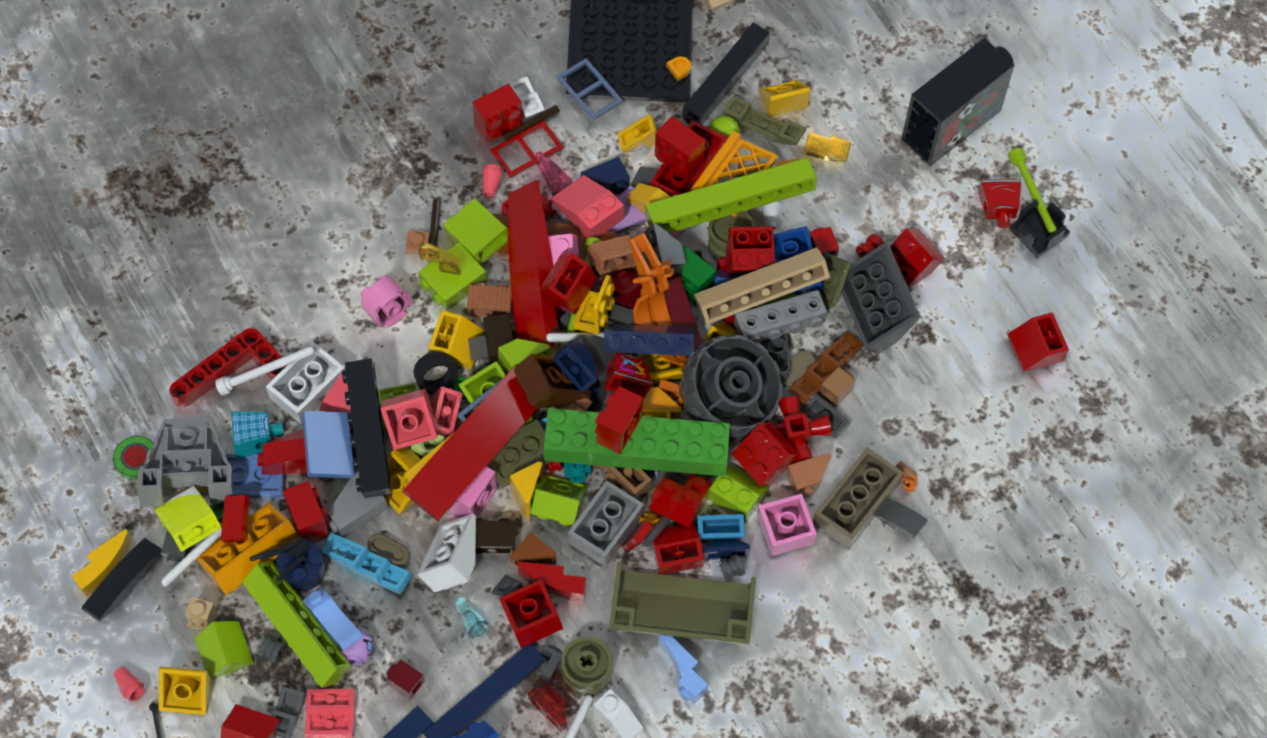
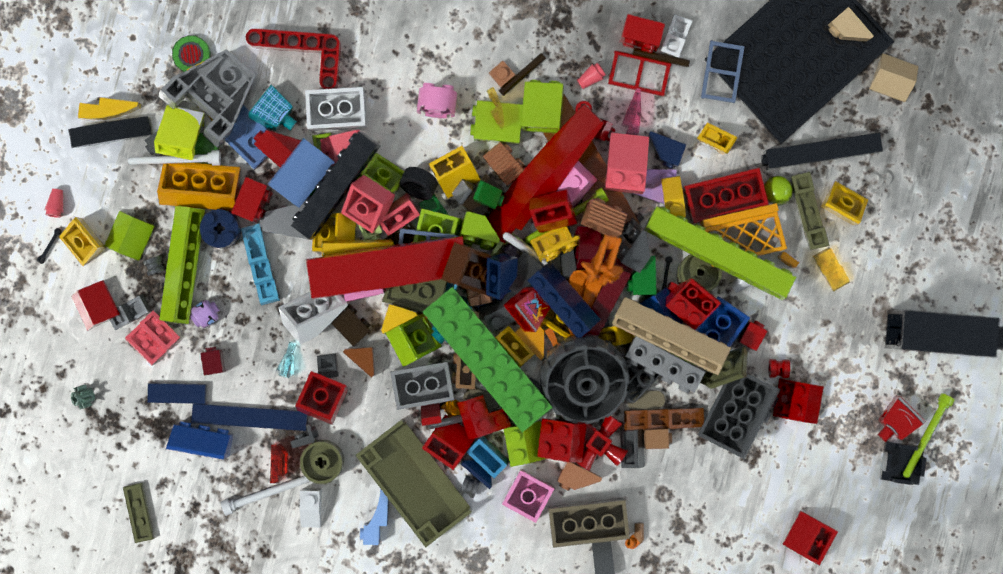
camera: 45 degrees right, 25 degrees up
(200, 614) = (133, 201): tan brick -> none
(227, 384) = (288, 60): white piece -> none
(235, 518) = (205, 163): red tile -> none
(294, 549) = (219, 221): black plant -> none
(332, 618) = (204, 284): light blue slope -> none
(389, 549) = (282, 269): dark tan tile -> none
(502, 323) = (488, 195): none -> green slope
(555, 581) = (357, 387): red slope -> none
(619, 419) = (479, 345): red brick -> none
(644, 175) = (691, 173): dark grey slope -> none
(679, 67) = (798, 115): light orange tile -> none
(679, 147) = (722, 186): red brick -> none

